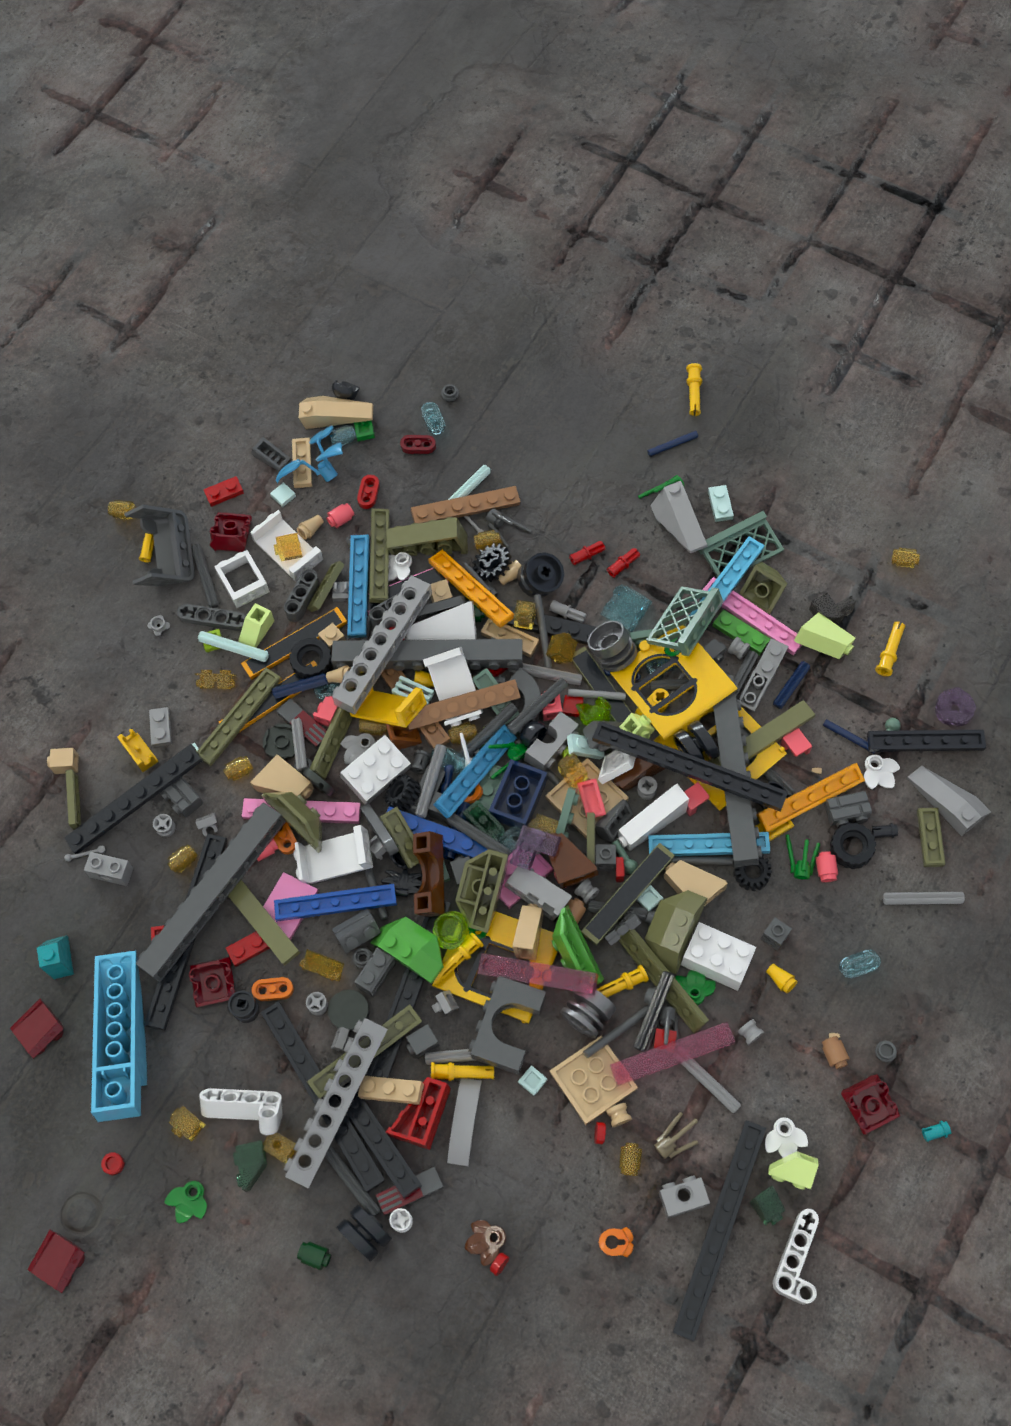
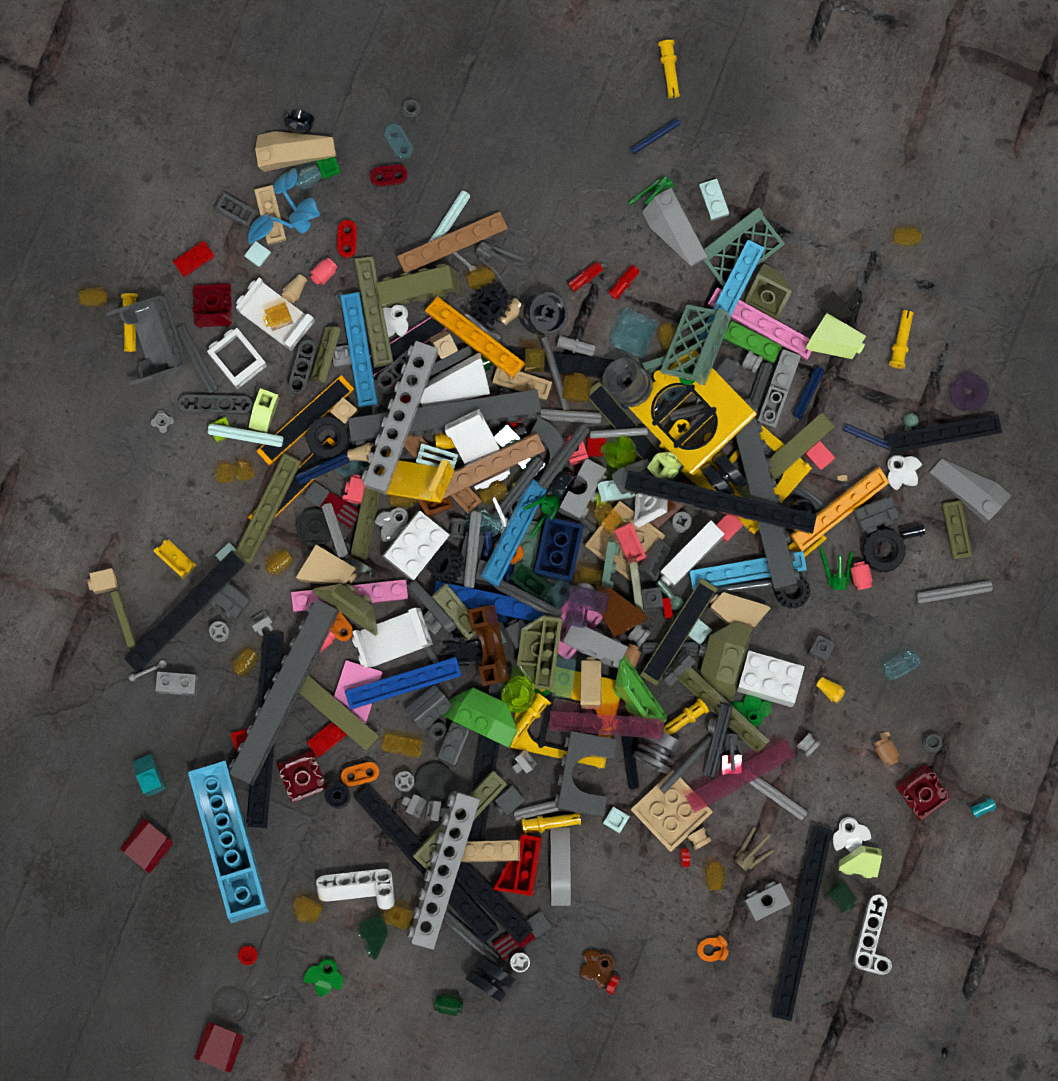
camera: 15 degrees left, 15 degrees up
(160, 727) = (190, 530): light grey plate -> none
(322, 1030) = (414, 805): none -> light grey tile
(501, 922) = (564, 678): none -> clear light blue plate
(557, 1019) = (630, 760): none -> black axle
(656, 611) = (666, 335): none -> clear yellow brick

